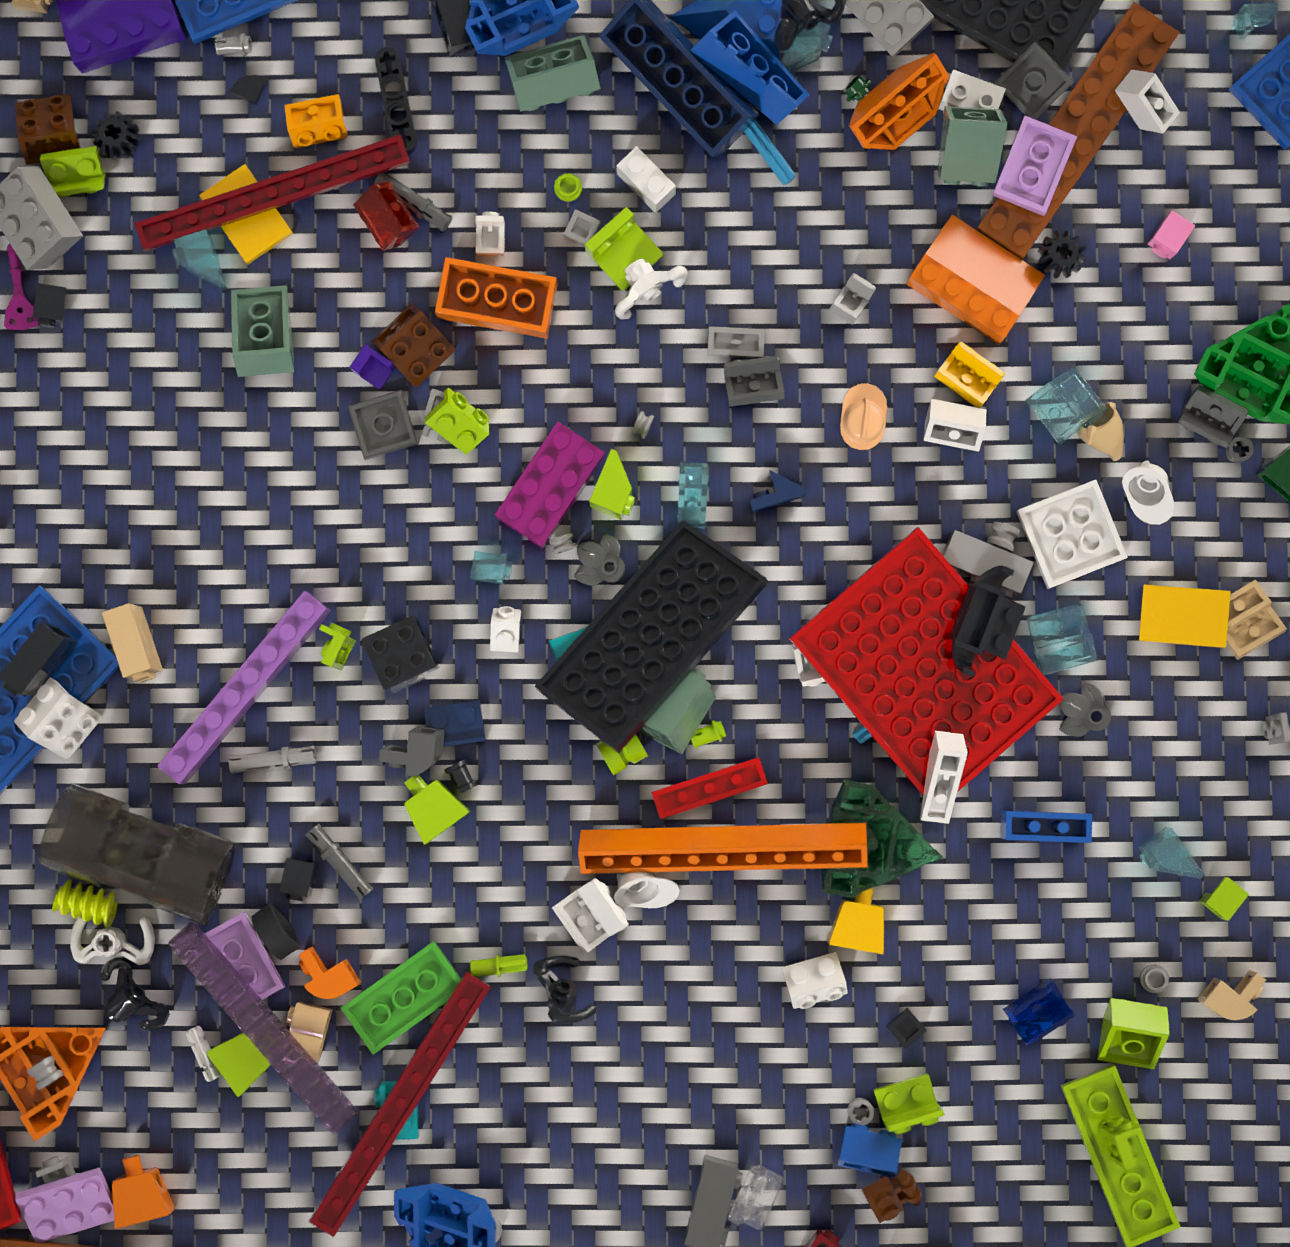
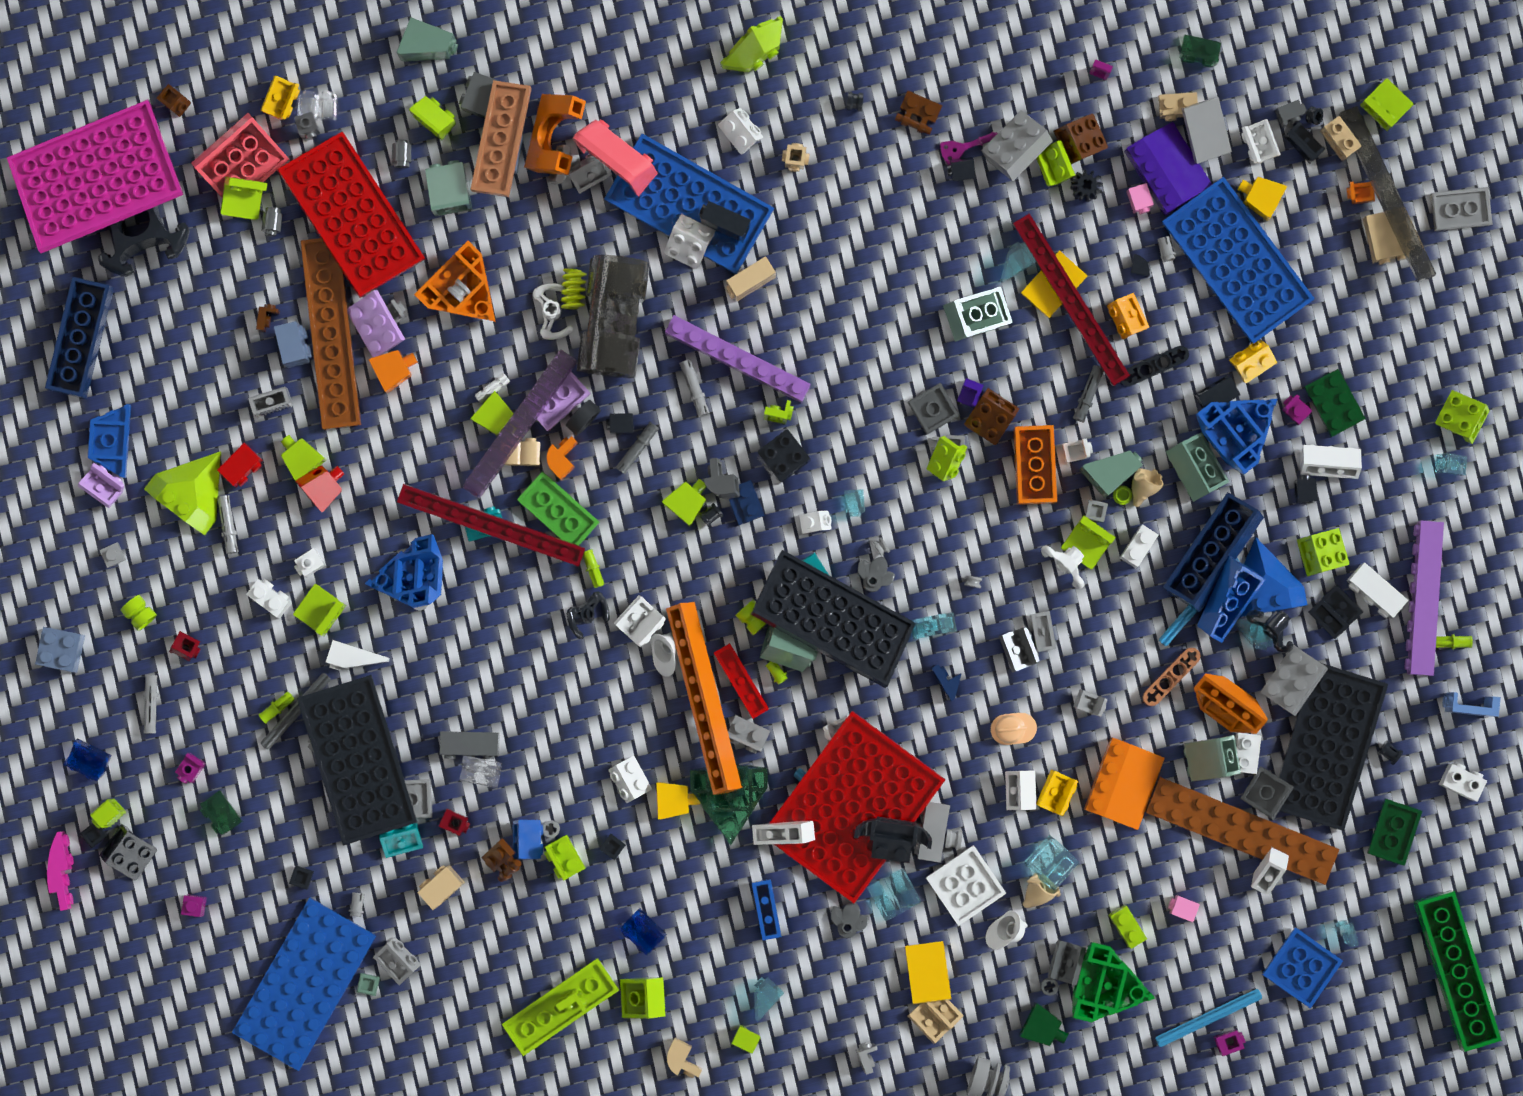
camera: 75 degrees right, 0 degrees up
(131, 997) = (518, 332): black piece -> none
(153, 64) = (1140, 199): none -> bright pink brick
(385, 215) = (1073, 378): clear red brick -> none
(533, 193) = (1111, 471): none -> sand green slope
(550, 485) = (918, 529): magenta brick -> none
(561, 151) = (1145, 484): none -> tan hat
(613, 490) = (924, 571): lime slope -> none
(788, 795) = (748, 734): none -> light grey bracket
(844, 176) = (1168, 674): none -> nougat beam
(857, 88) = (1234, 674): dark green plate -> none
(1034, 165) = (1208, 804): lavender plate -> none
(1070, 250) = (1158, 842): black gear -> none
(1154, 978) = (682, 1005): light grey plate -> none
(1180, 319) = (1127, 927): none -> lime brick

